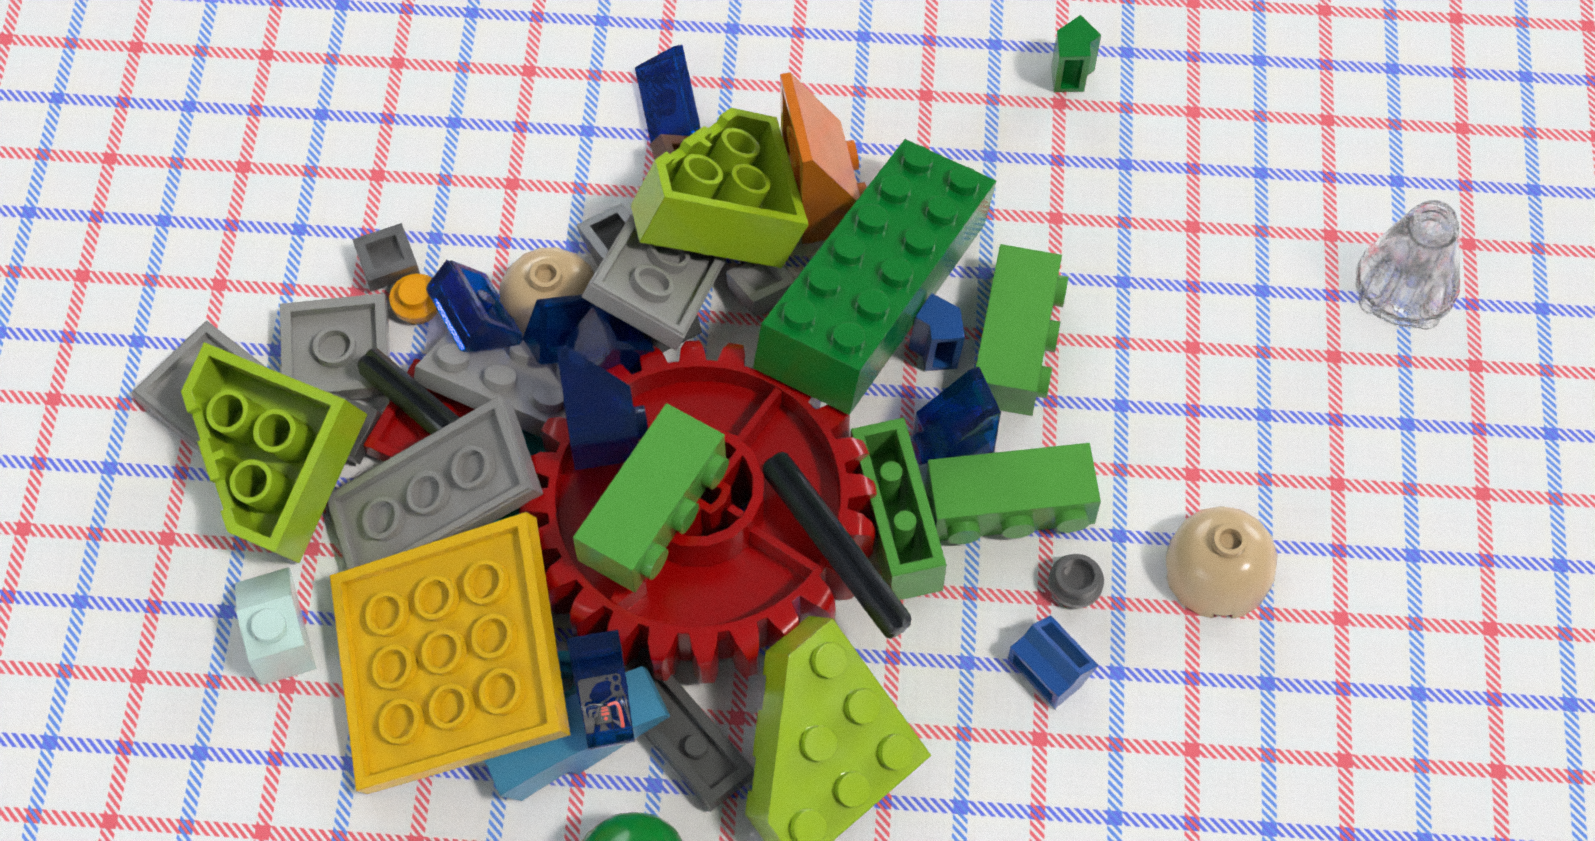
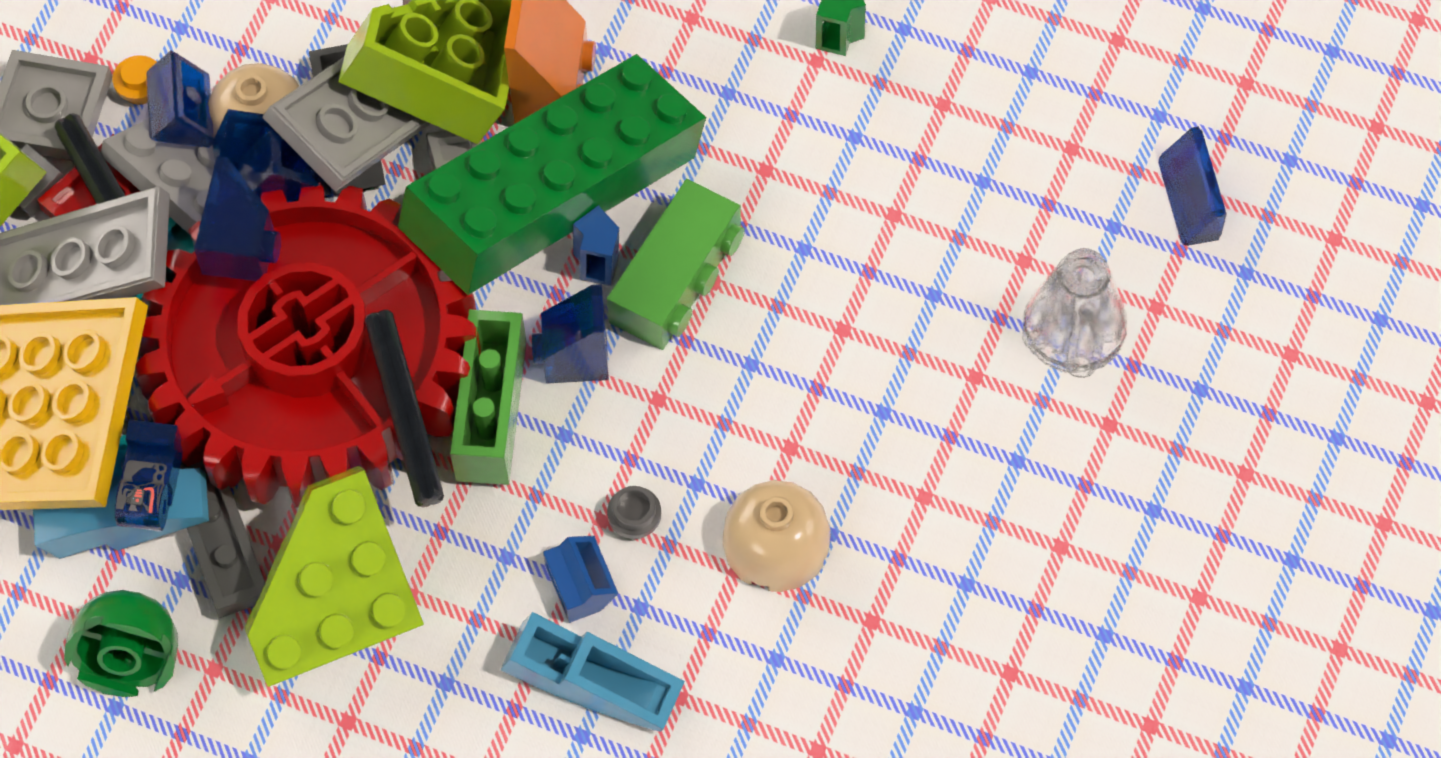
camera: 20 degrees right, 0 degrees up
(385, 256) = (124, 32): flat silver plate -> none
(652, 498) = (249, 316): bright green brick -> none
(1013, 492) = (605, 414): bright green brick -> none
(1104, 752) = (592, 673): none -> dark azure slope
(1460, 124) = (1193, 189): none -> clear blue slope

